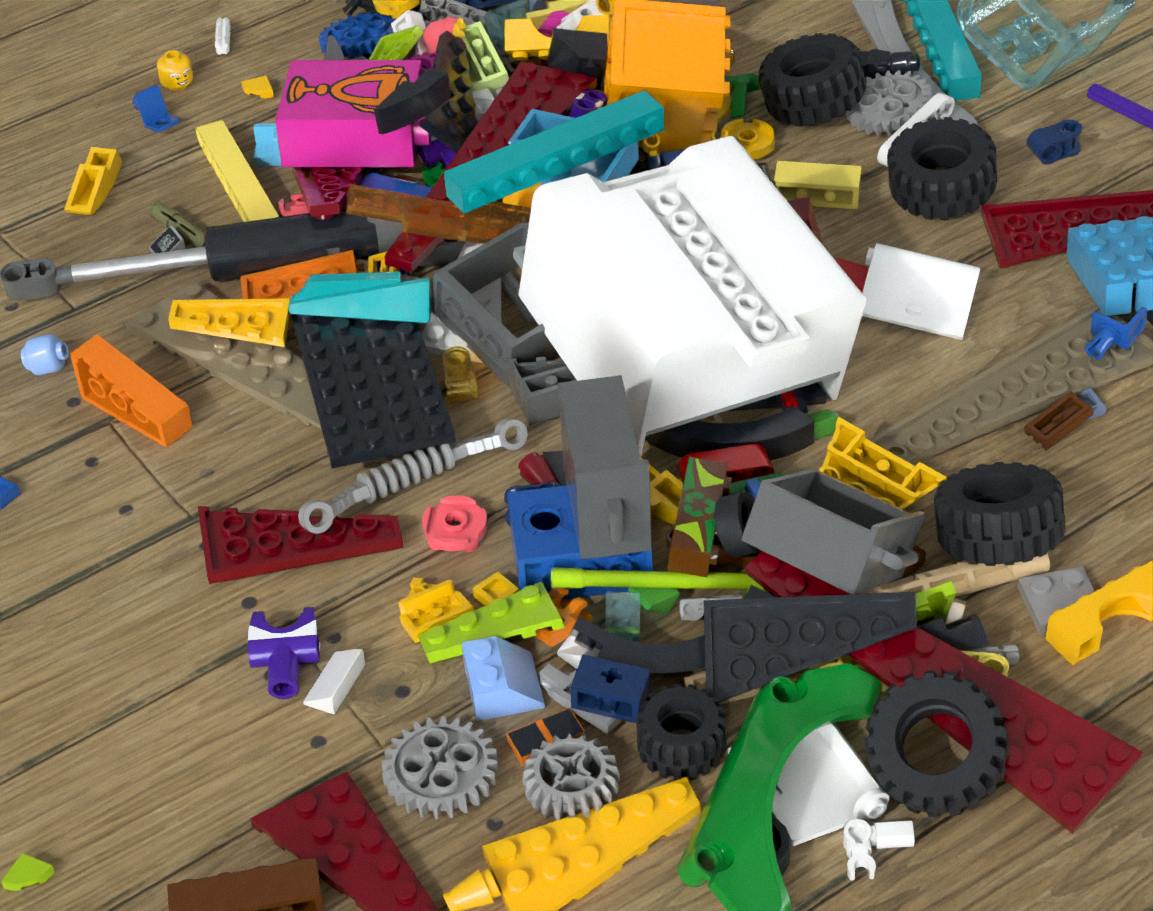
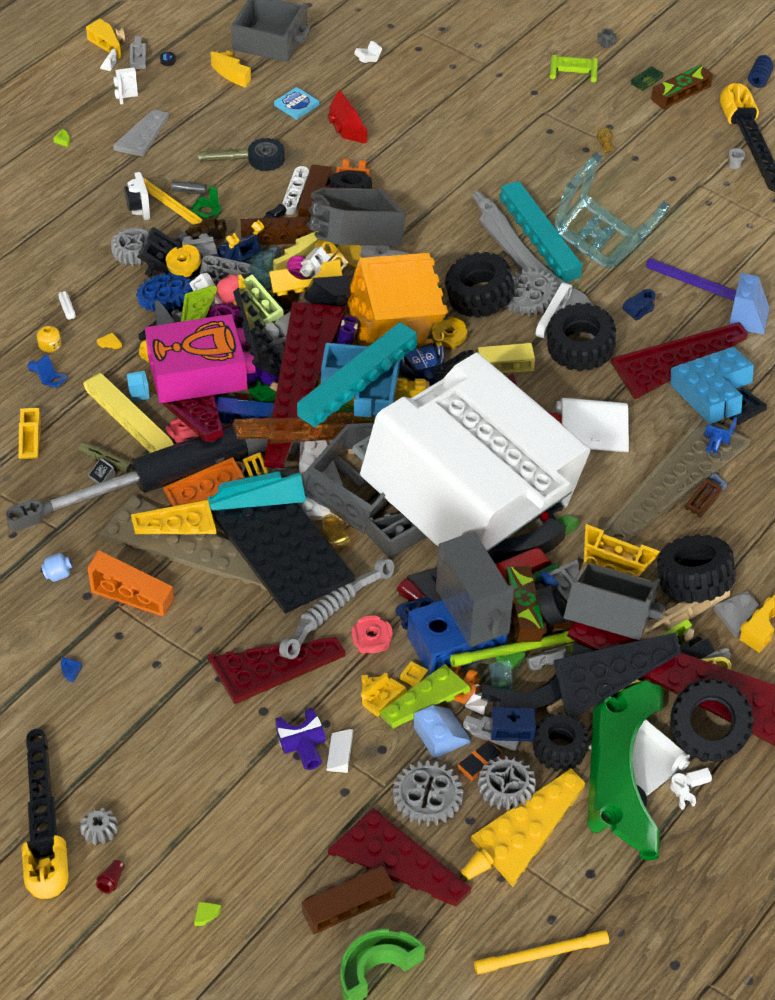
camera: 20 degrees left, 5 degrees up
(412, 101) = (246, 349): black slope -> none
(882, 61) = (517, 264): black piece -> none

